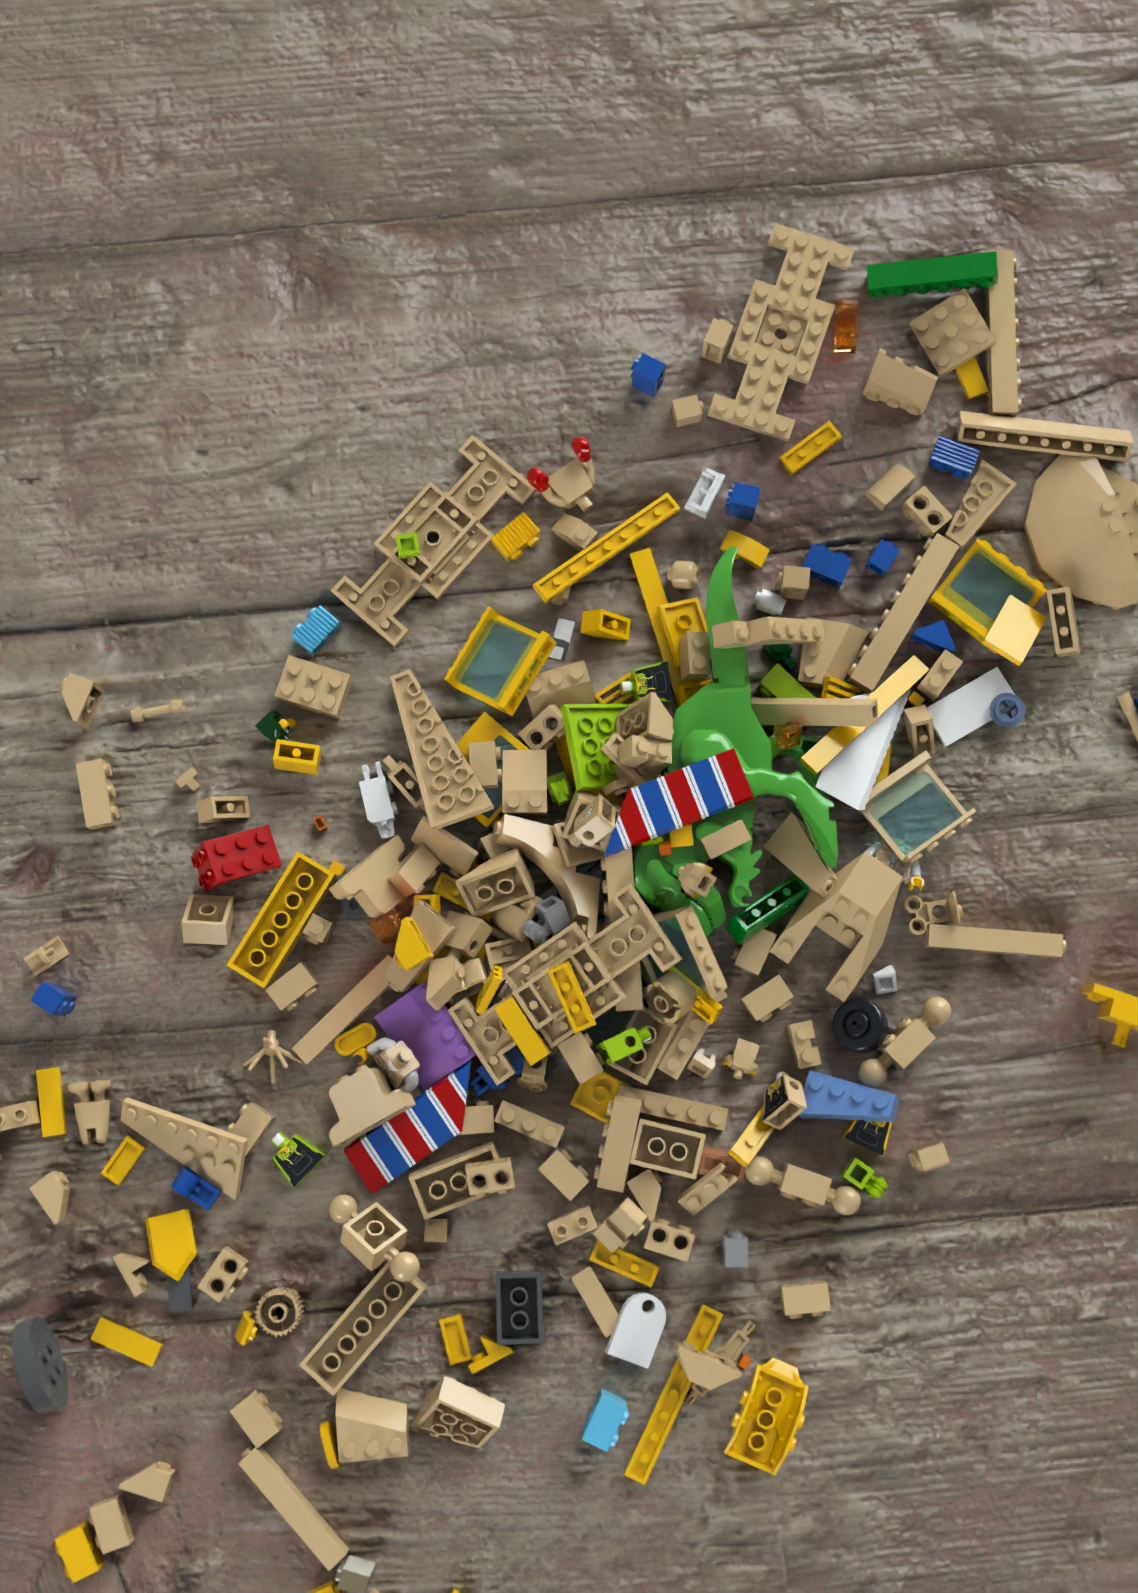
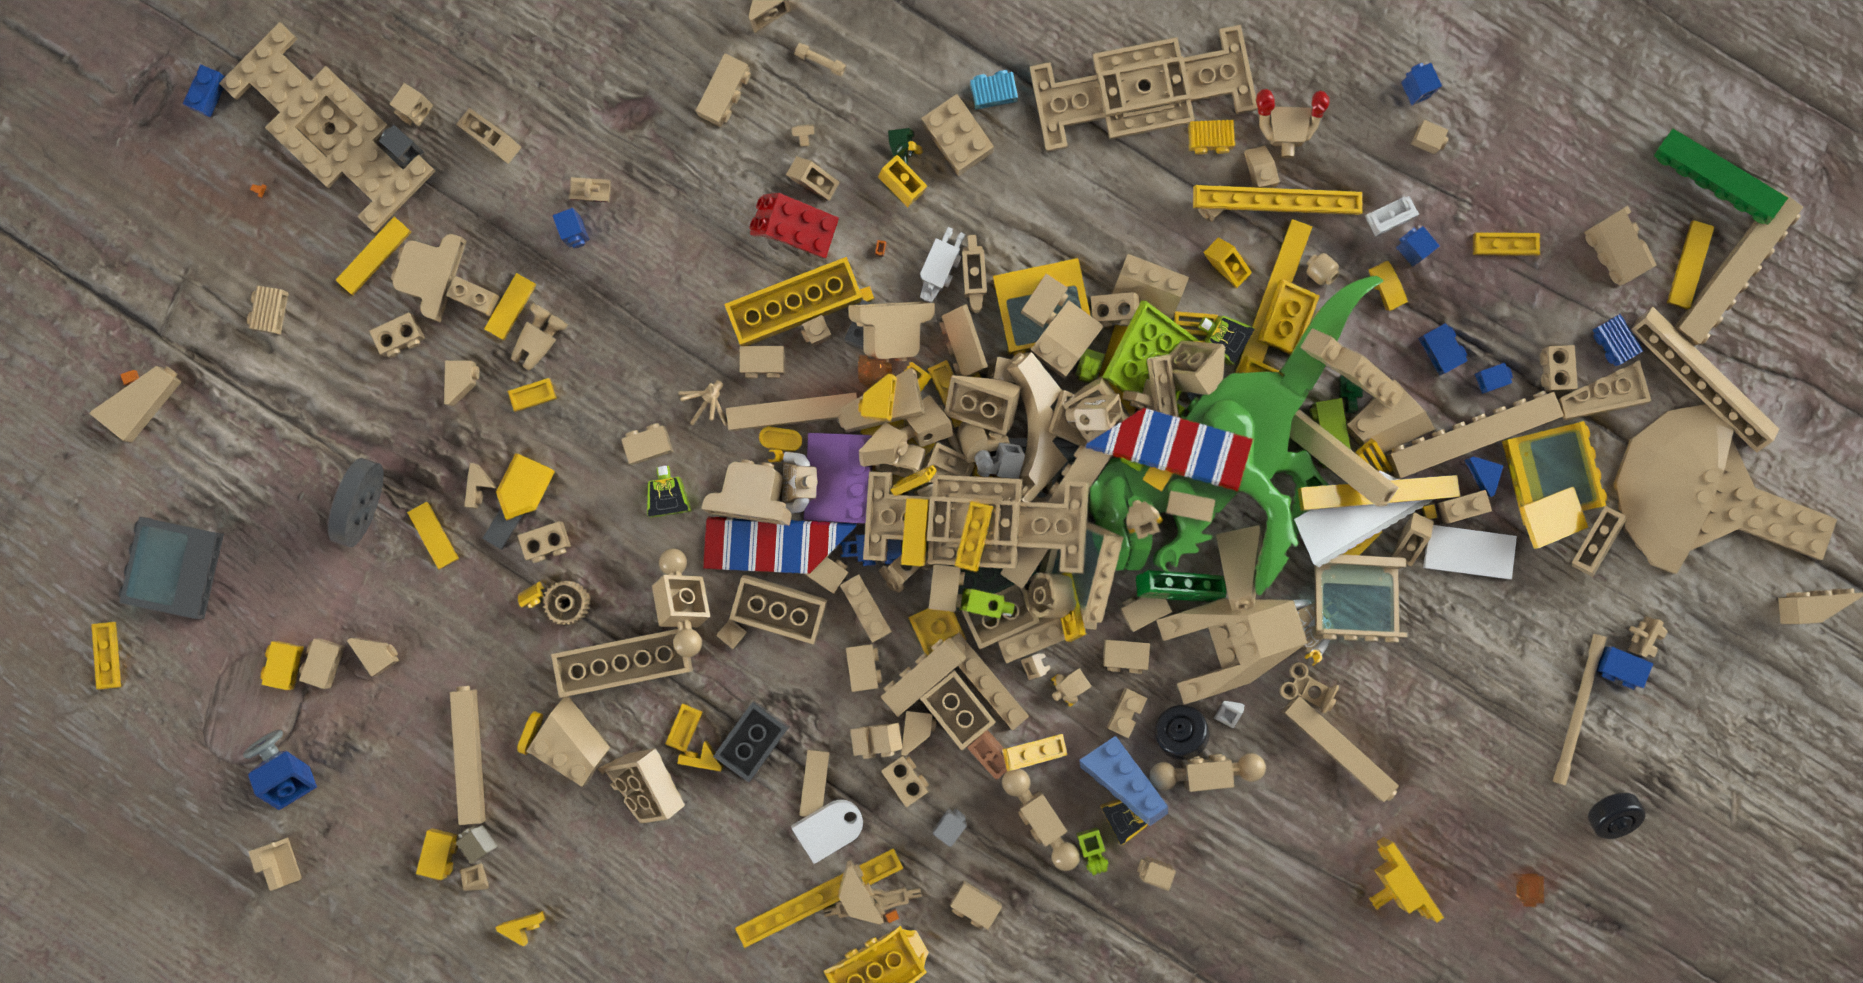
camera: 35 degrees right, 5 degrees up
(196, 1188) = (572, 459): blue plate -> none
(200, 1147) = (599, 432): tan wing -> none
(208, 919) = (736, 257): tan slope -> none
(257, 1418) = (489, 670): tan brick -> none
(408, 545) = (1119, 77): lime tile -> none
(414, 871) = (926, 342): tan brick -> none
(443, 774) = (1007, 284): tan wing -> none
(489, 1170) = (807, 620): tan brick -> none
(499, 662) = (1120, 227): panel -> none
(562, 636) = (1184, 246): white sticker -> none
(572, 1224) = (839, 711): tan brick -> none
(604, 1419) = (751, 876): medium azure brick -> none
(625, 1264) = (857, 772): yellow tile -> none
(652, 753) = (1184, 393): tan brick -> none
(665, 848) = (1137, 476): orange piece -> none
(694, 656) = (1279, 341): tan brick -> none
(705, 1190) = (963, 764): tan hinge -> none
(717, 340) = (1500, 97): tan brick -> none
(769, 602) = (1374, 344): white brick -> none
(783, 1101) = (1076, 743): tan torso -> none
(788, 735) = (1304, 461): clear orange tile -> none
(790, 307) = (1581, 116): tan piece -> none
(793, 582) = (1405, 342): tan brick -> none
(844, 325) = (1614, 164): clear orange brick -> none
(890, 486) = (1546, 324): tan brick -> none
(952, 332) = (1698, 237): tan plate -> none
(1008, 700) = (1504, 570): sand blue gear -> none

